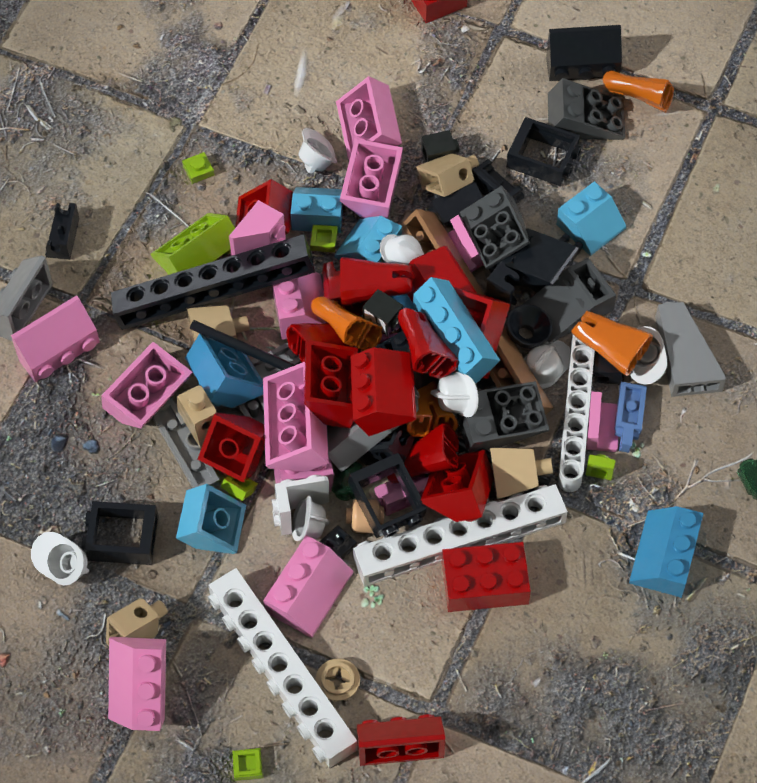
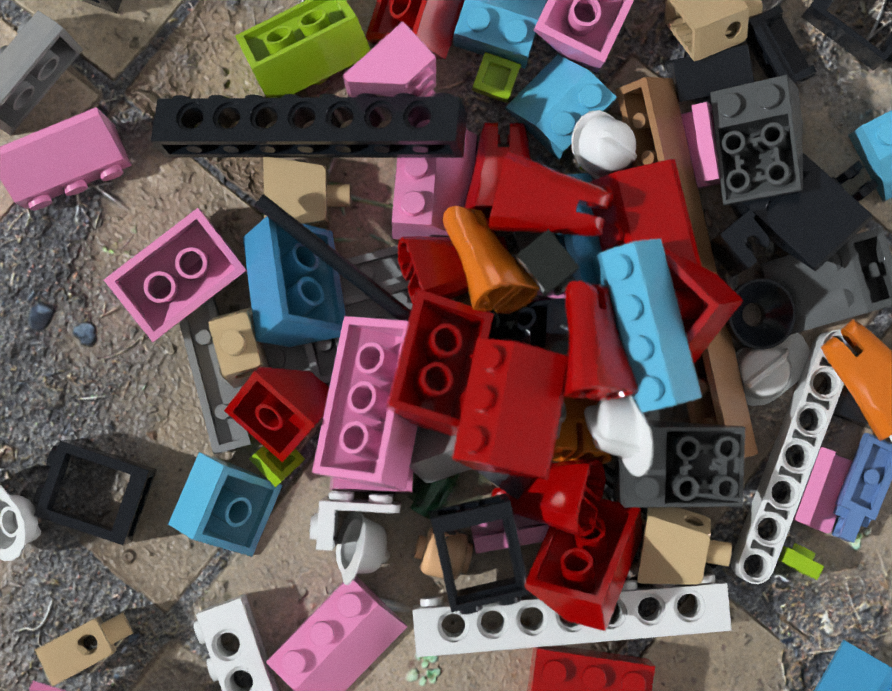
camera: 10 degrees right, 25 degrees up
(339, 542) = (395, 580): black tile -> none

